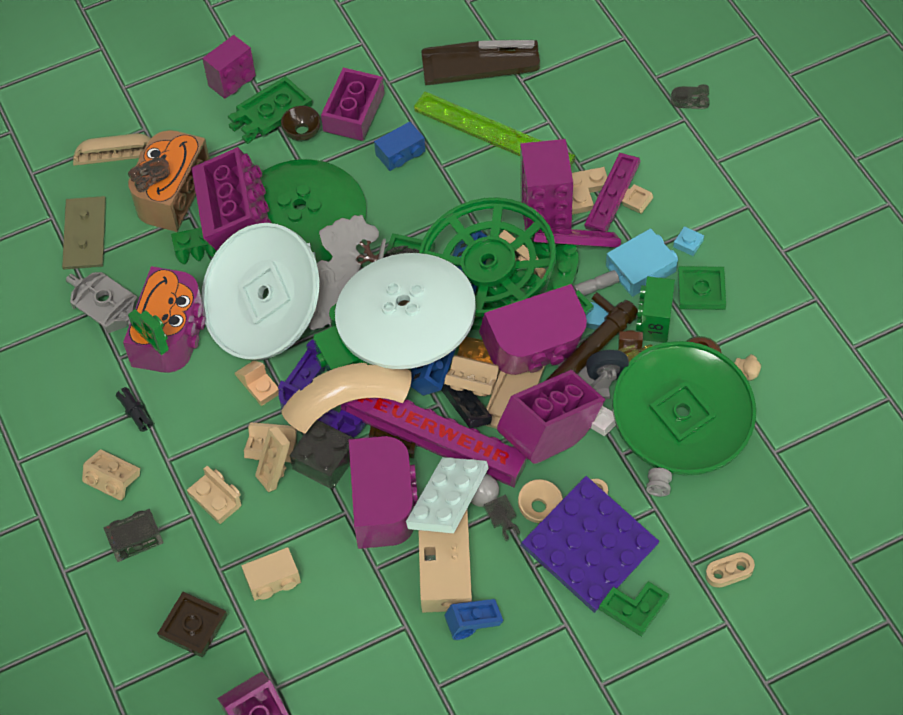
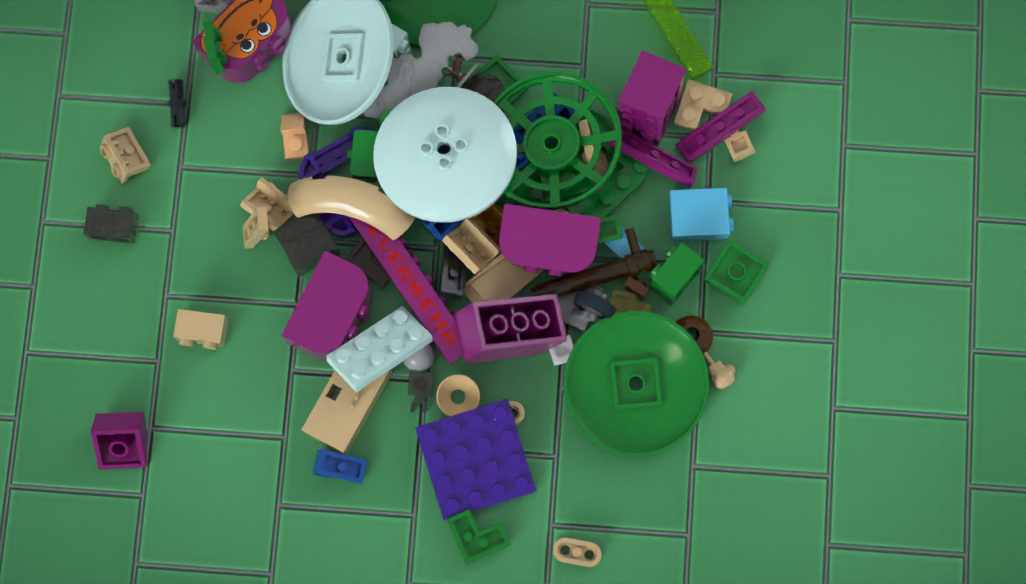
camera: 35 degrees right, 20 degrees up
(192, 624) = (114, 334): dark brown plate -> none
(215, 495) = (197, 226): tan bracket -> none
(599, 282) = (649, 212): light grey piece -> none
(659, 482) = (571, 437): light grey wheel -> none
(683, 97) = (858, 58): clear smoke plate -> none
(688, 241) = (758, 216): medium azure plate -> none

